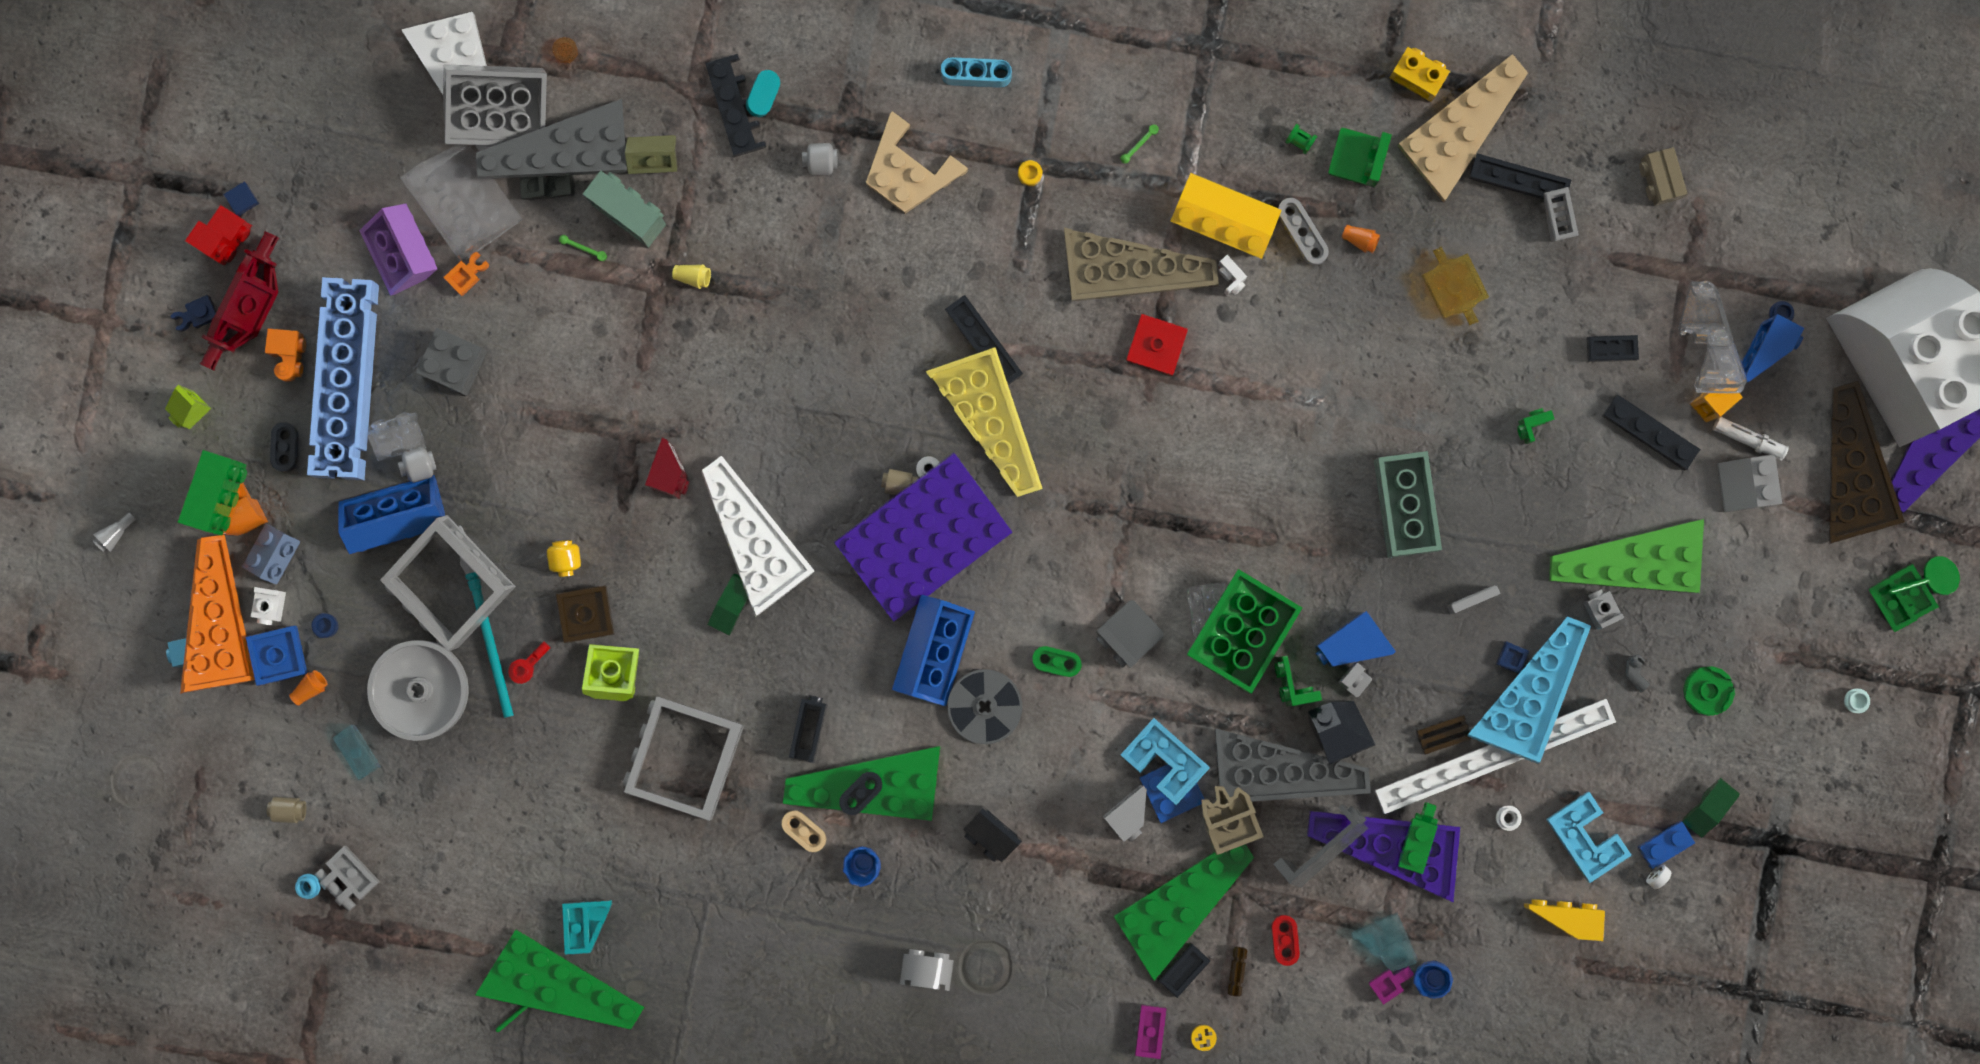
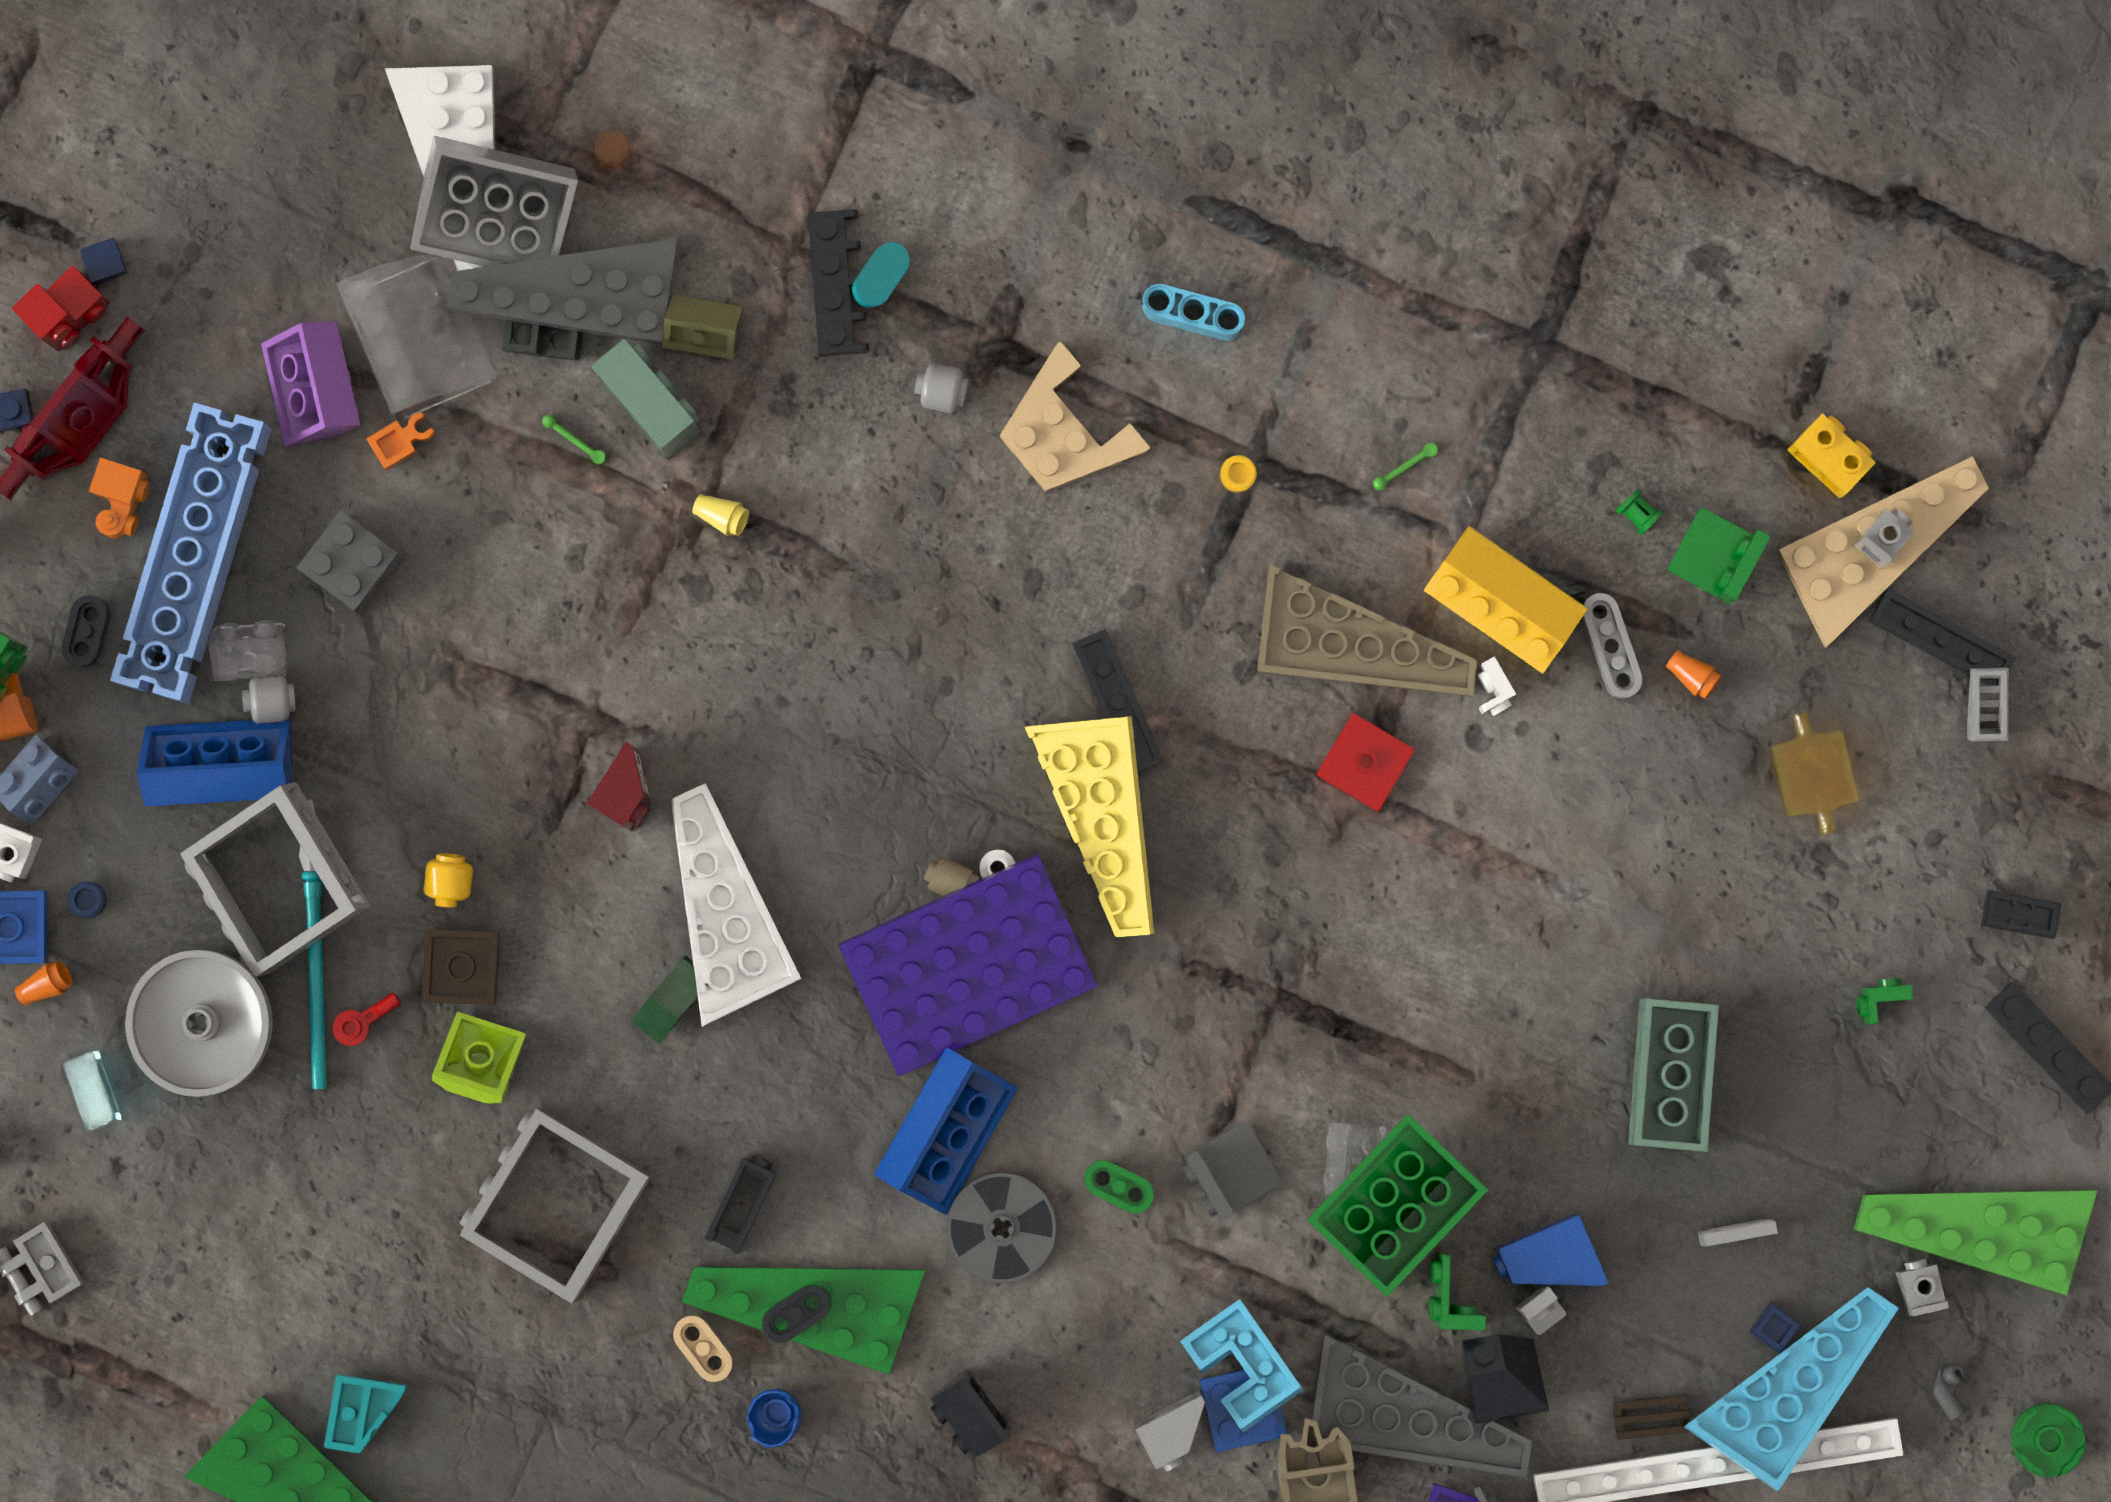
camera: 15 degrees right, 0 degrees up
(1461, 124) = (1874, 543): none -> light grey brick

